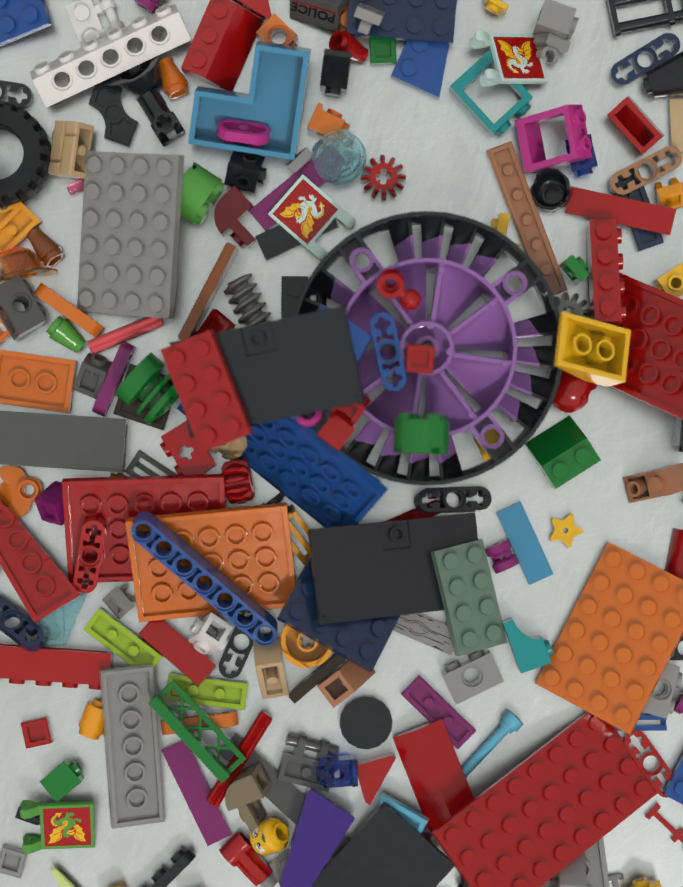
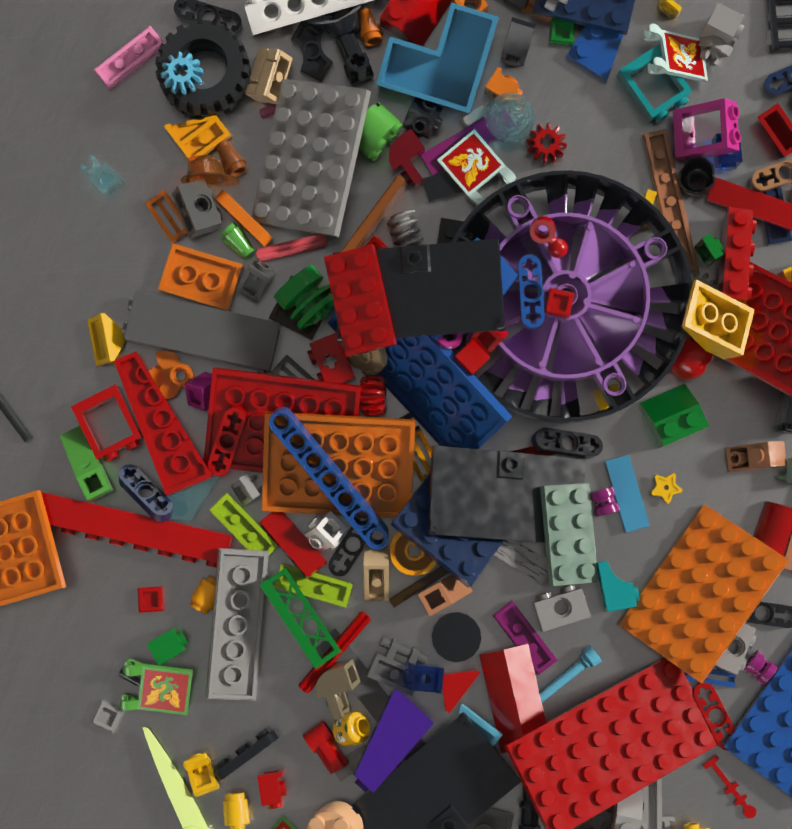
camera: 10 degrees right, 5 degrees down
(113, 378) = (277, 280): magenta beam -> none
(195, 791) = (288, 677): magenta tile -> none
(221, 719) = (323, 613): orange beam -> none
(243, 131) = (427, 82): dark pink plate -> none
(346, 42) = (531, 15): red cone -> none
(421, 435) = (551, 369): green brick -> none

